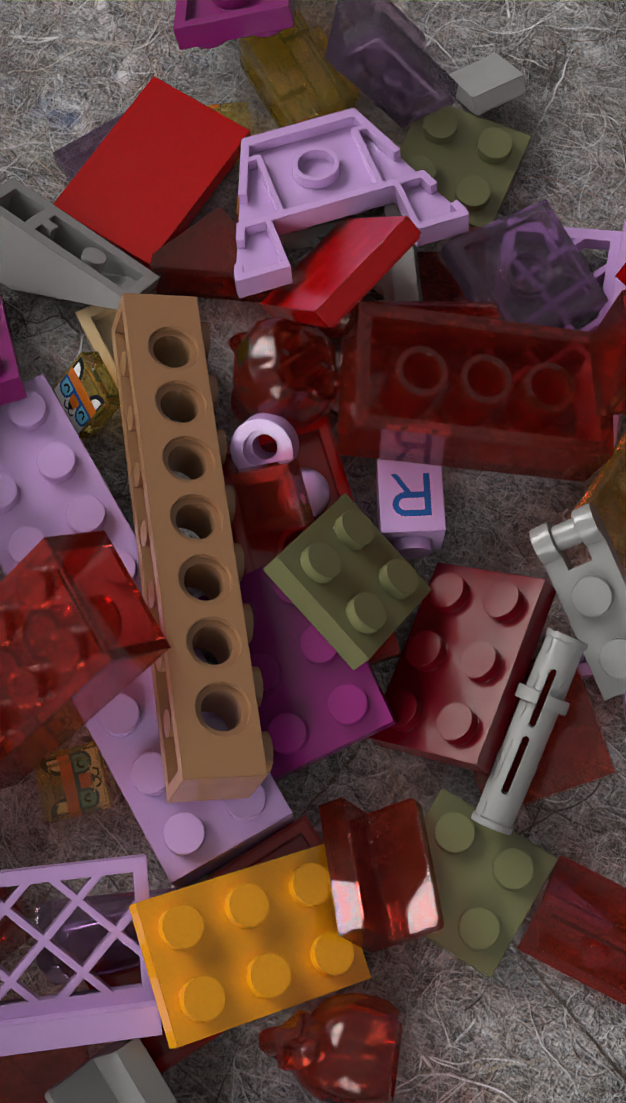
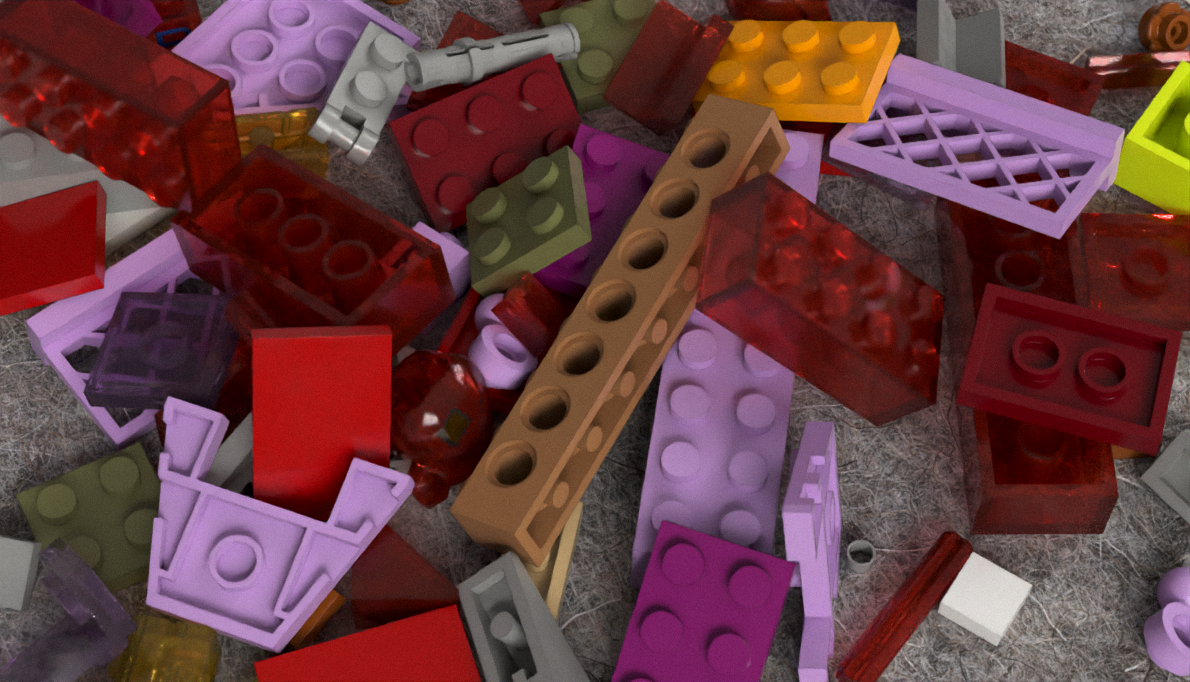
camera: 145 degrees left, 15 degrees down
(87, 394) = (601, 546): tile -> none

